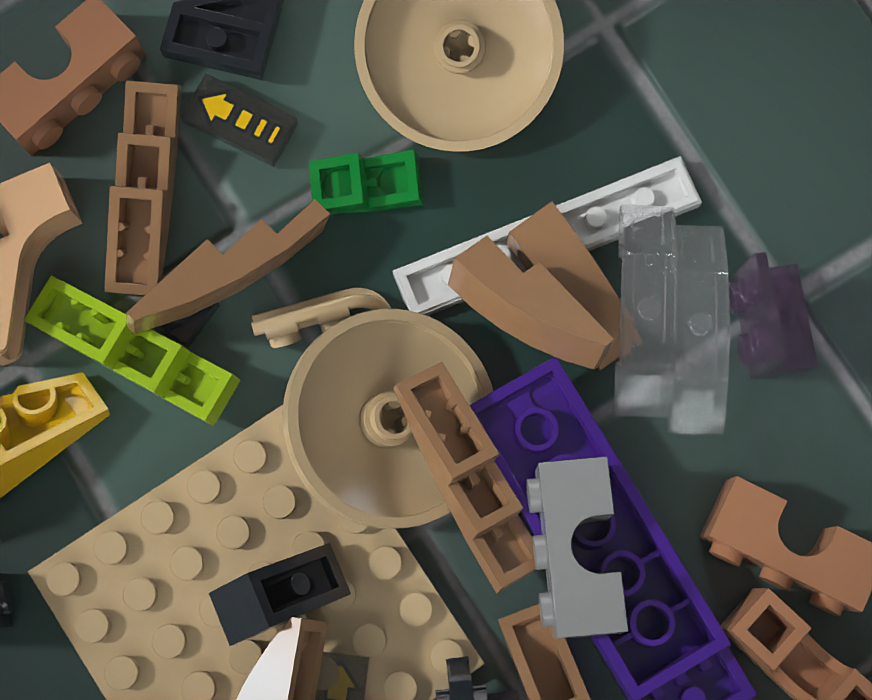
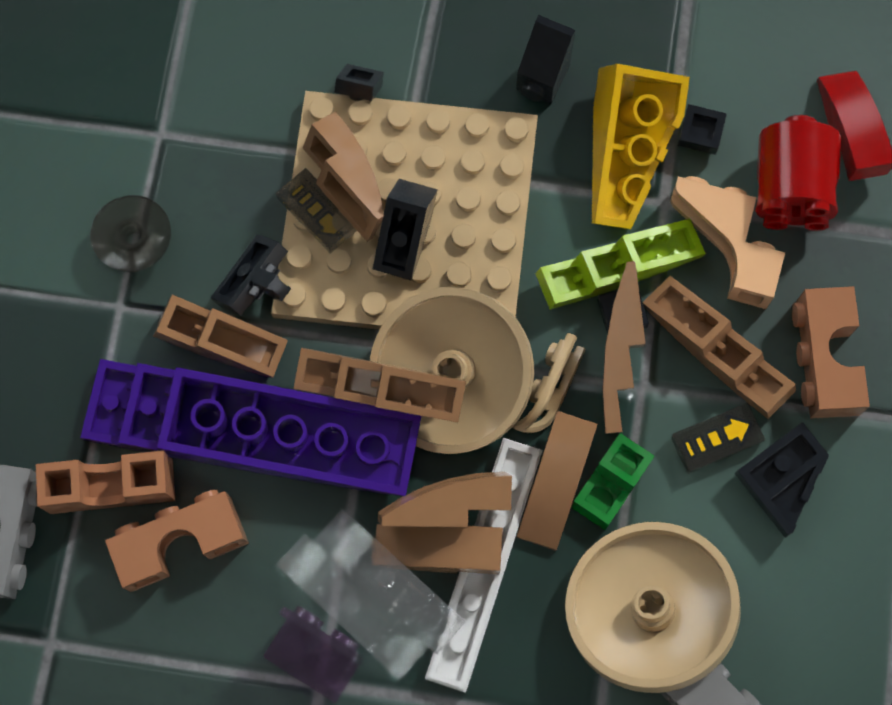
camera: 135 degrees right, 5 degrees down
(410, 230) = (557, 480): none -> medium nougat slope
(576, 599) = (255, 378): light grey arch -> none

